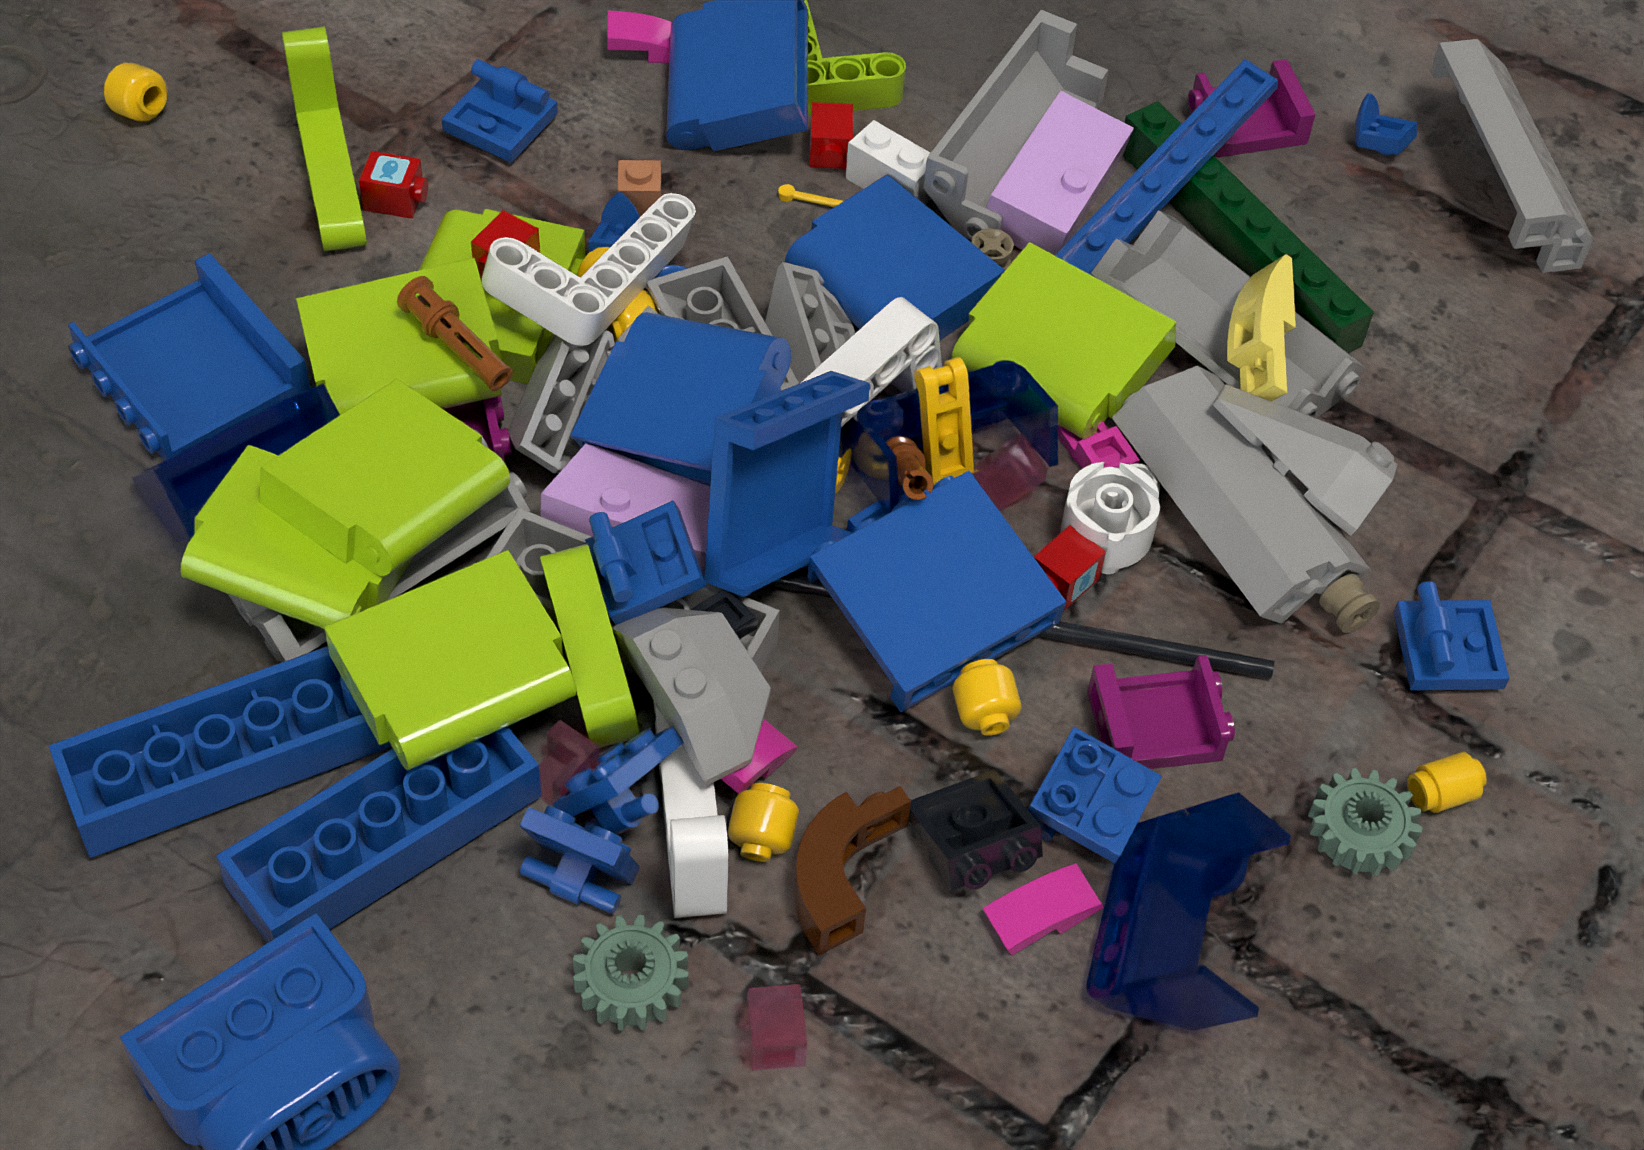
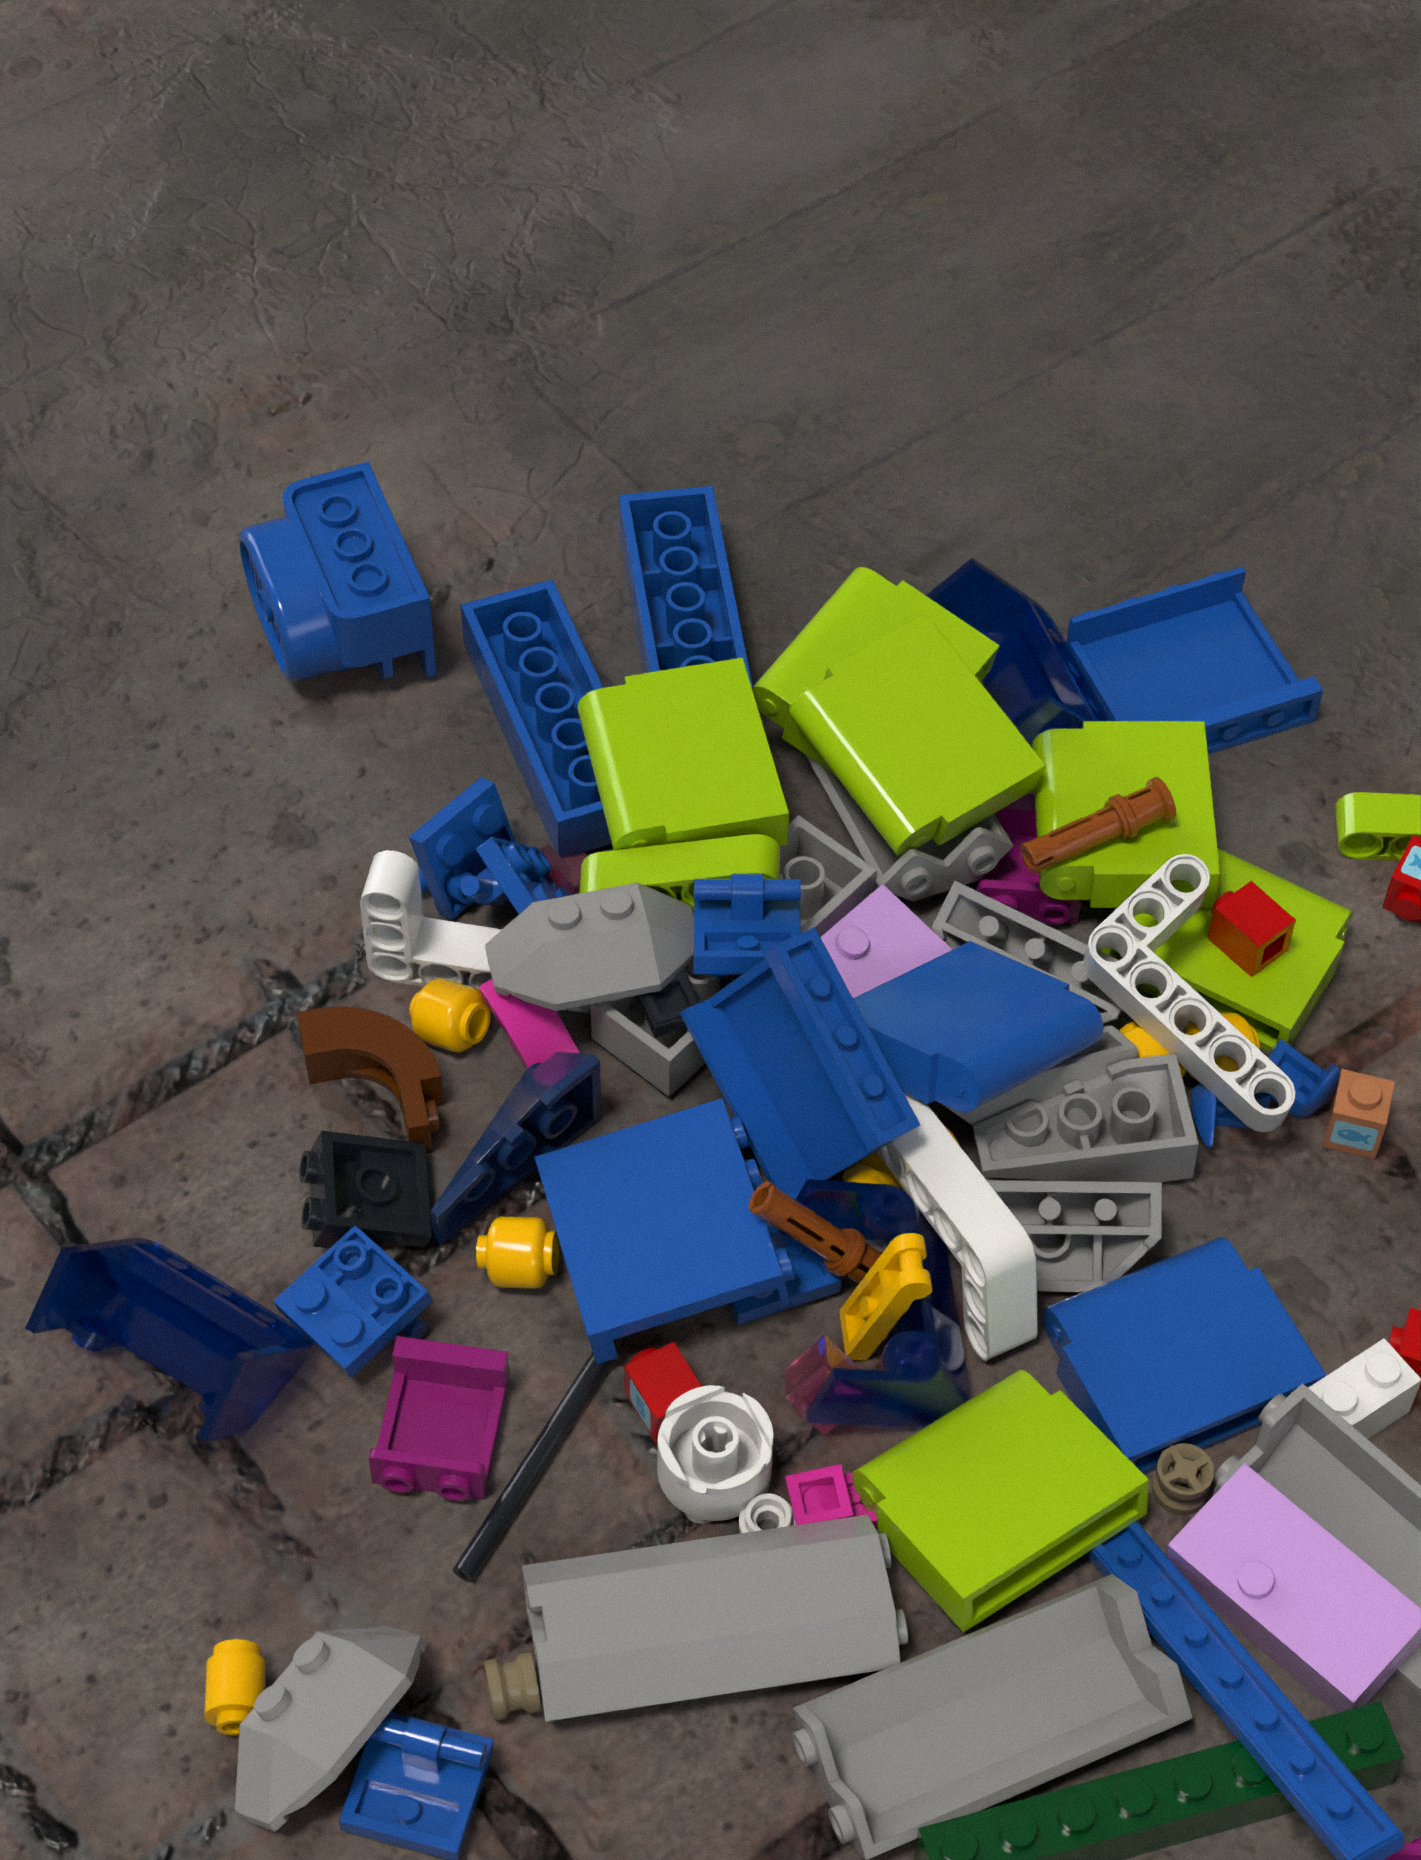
camera: 110 degrees right, 0 degrees up
(632, 998) = (327, 875): sand green gear -> none
(777, 1027) = (226, 969): clear pink panel -> none
(787, 193) = (1351, 1294): yellow hinge -> none
(859, 720) = (542, 1114): none -> dark blue wedge
(1041, 906) = (259, 1232): dark pink slope -> none
(1258, 327) = (961, 1723): light yellow slope -> none
(1336, 465) = (710, 1699): light grey wedge -> none
(1364, 822) = (218, 1549): sand green gear -> none
(1444, 695) = (319, 1717): none -> light grey wedge

